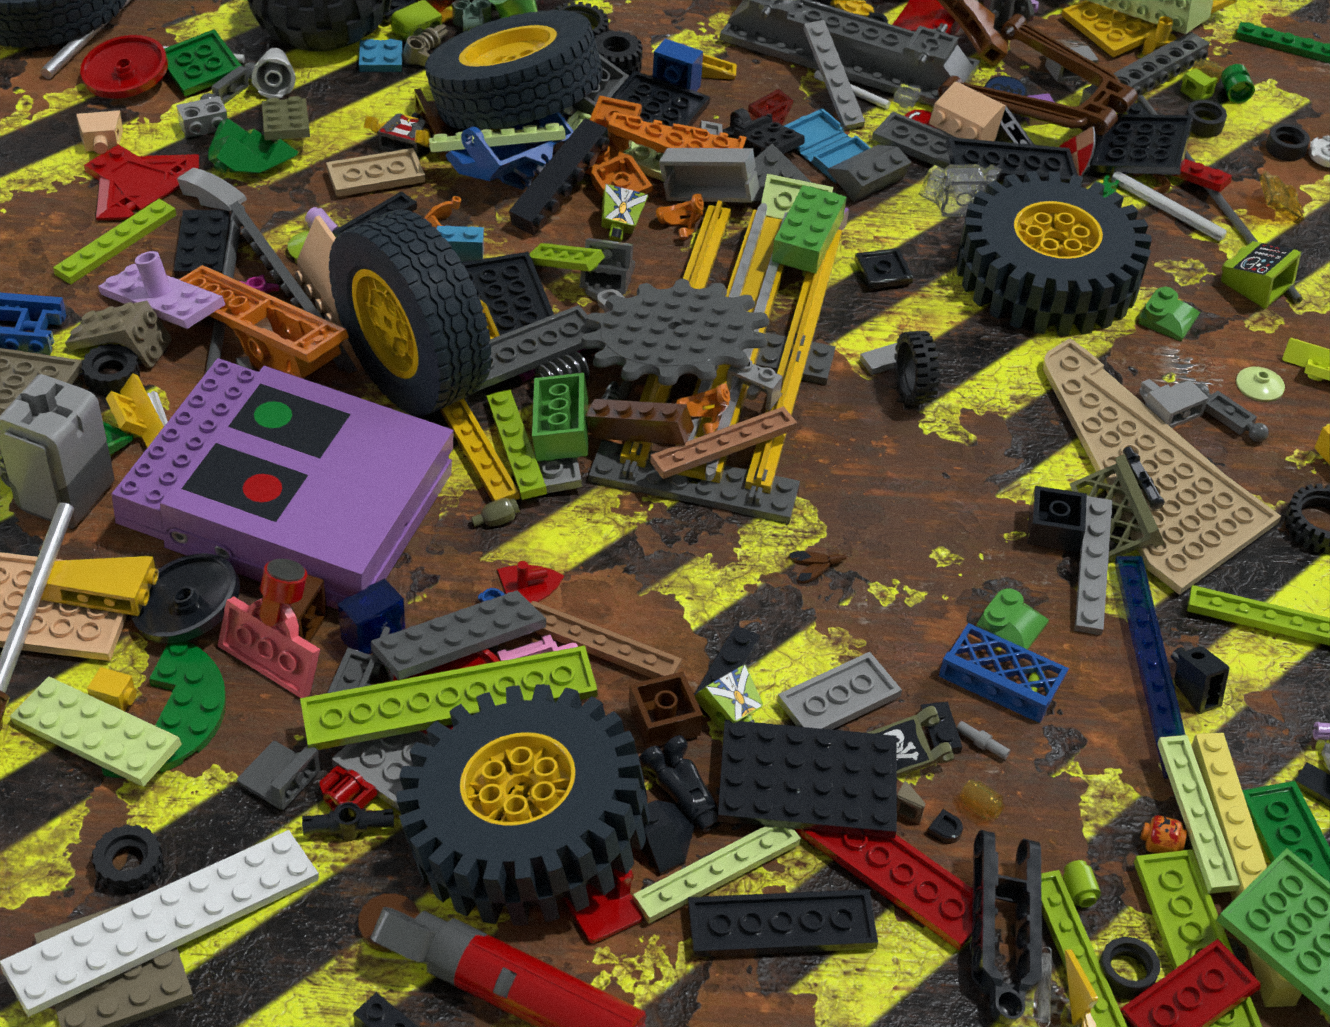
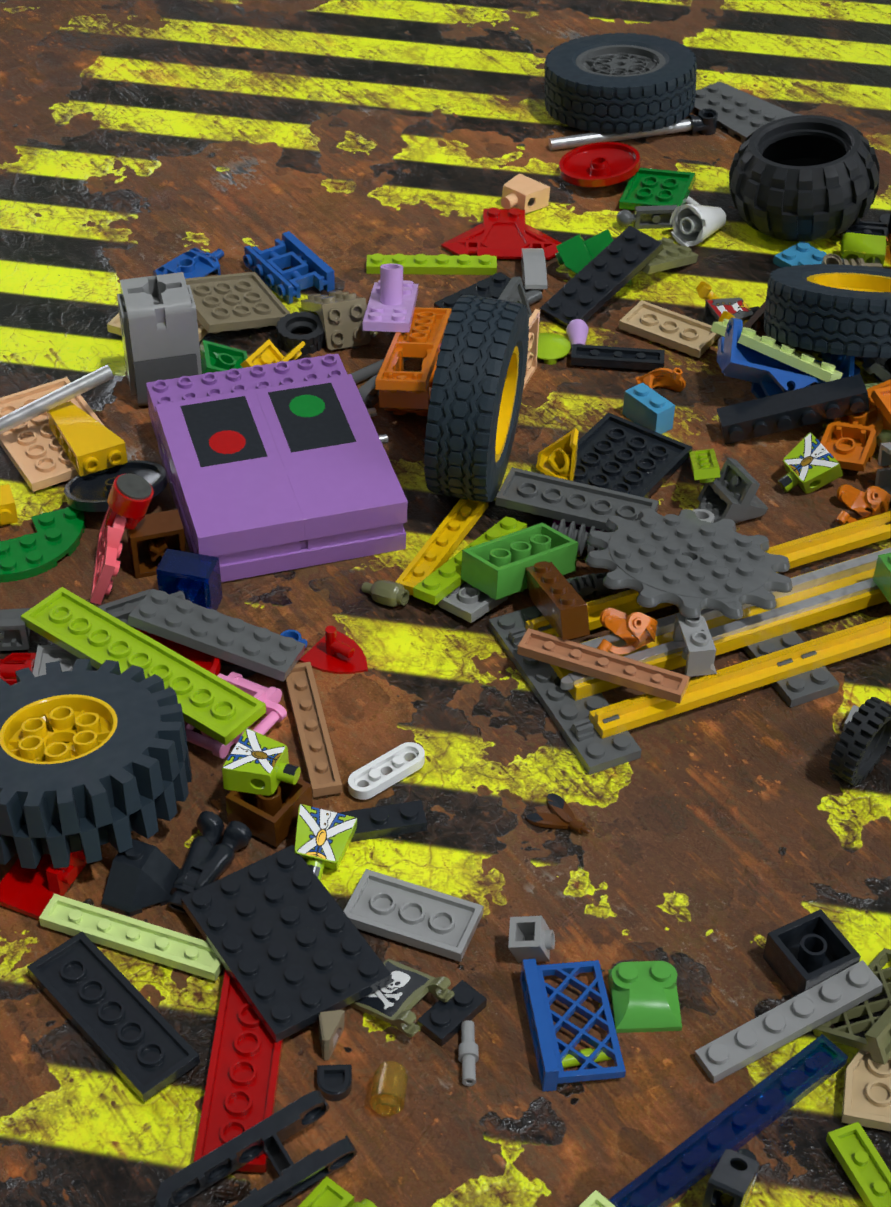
camera: 55 degrees right, 5 degrees down
(201, 116) = (598, 219): light grey brick -> none
(282, 163) = (602, 277): none -> black plate
(645, 686) = (258, 765): none -> lime torso
(691, 620) = (396, 763): none -> white plate
(925, 644) = (530, 938): none -> light grey brick

